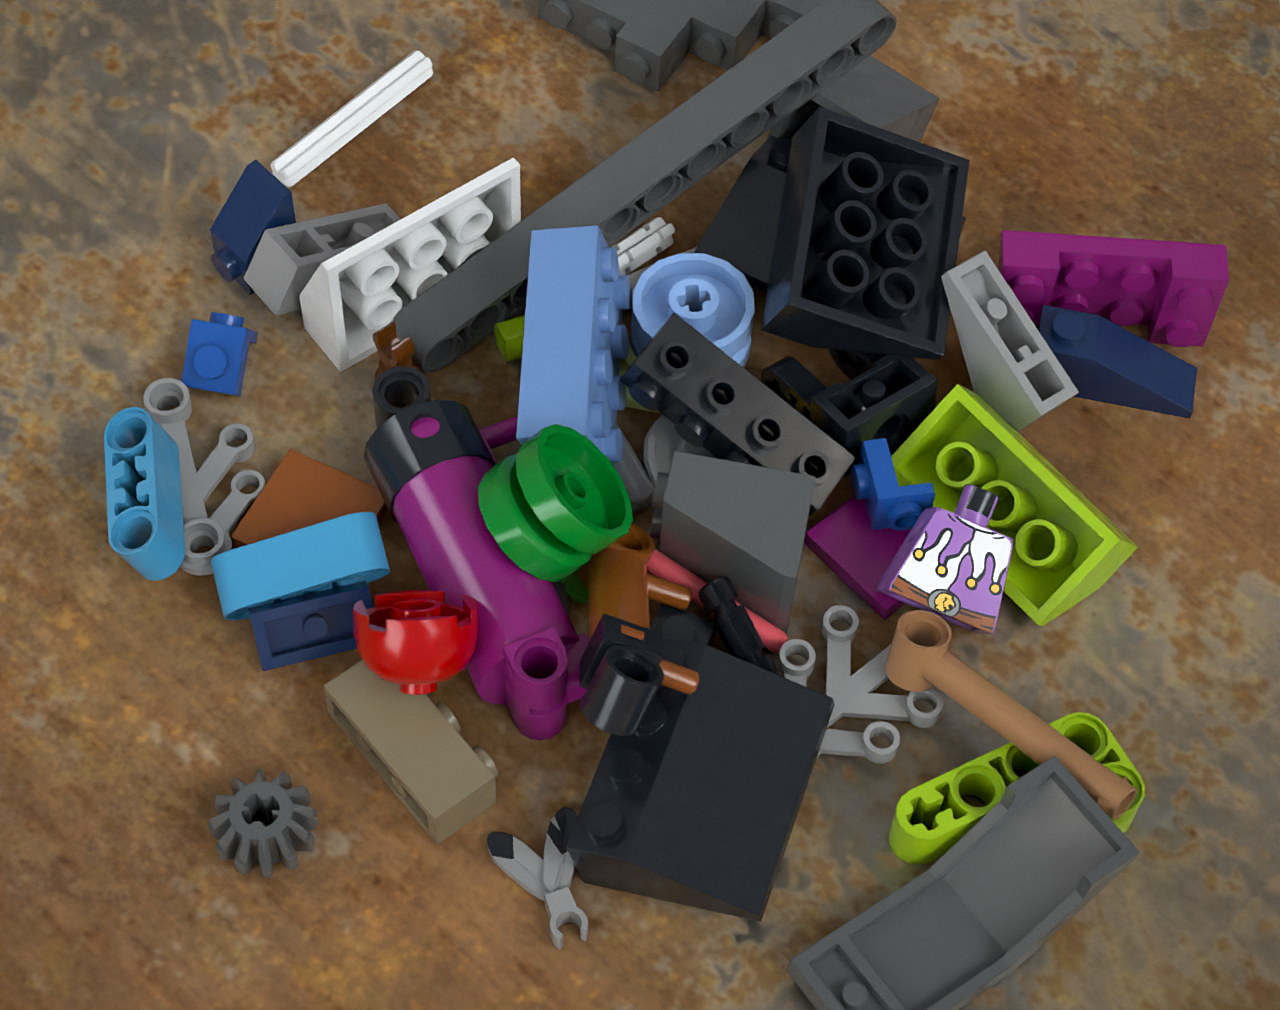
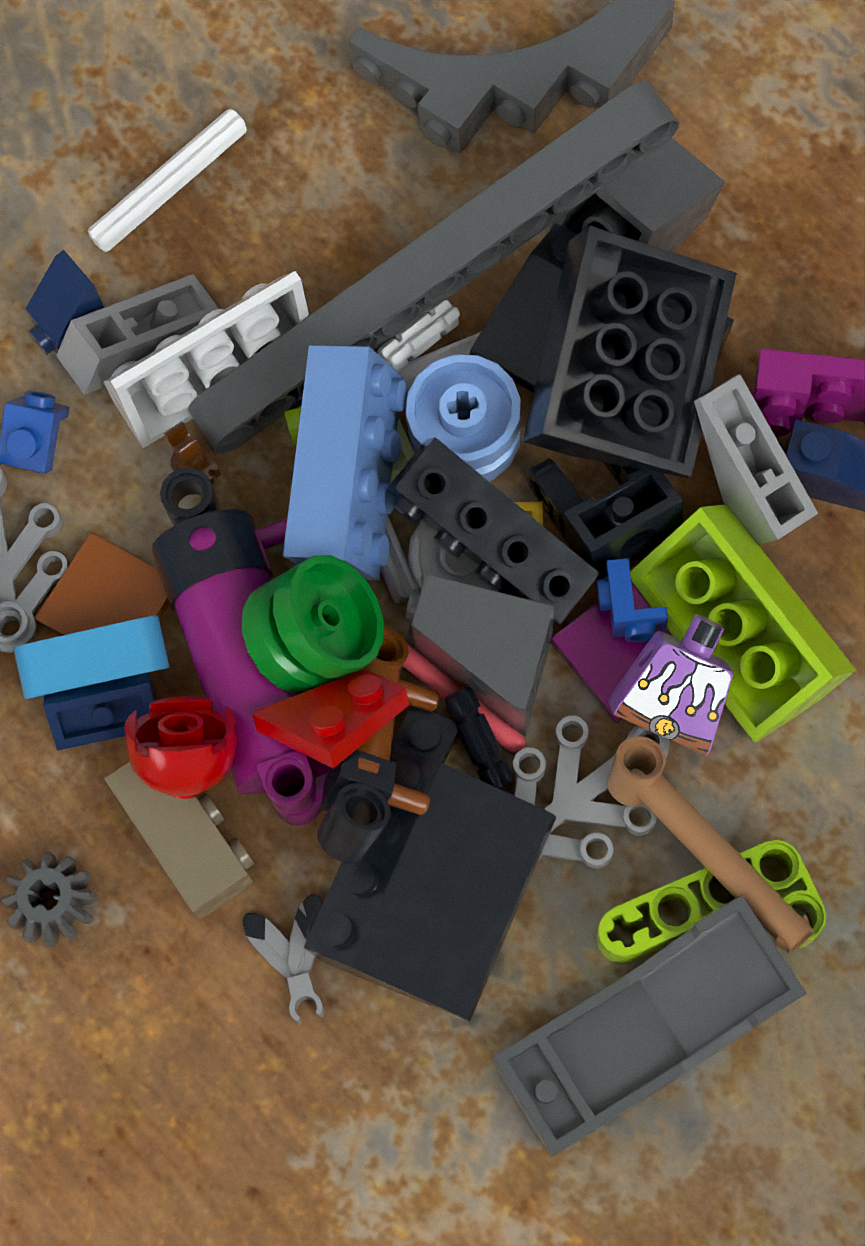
camera: 15 degrees right, 15 degrees up
(588, 589) = (333, 717): none -> red wing

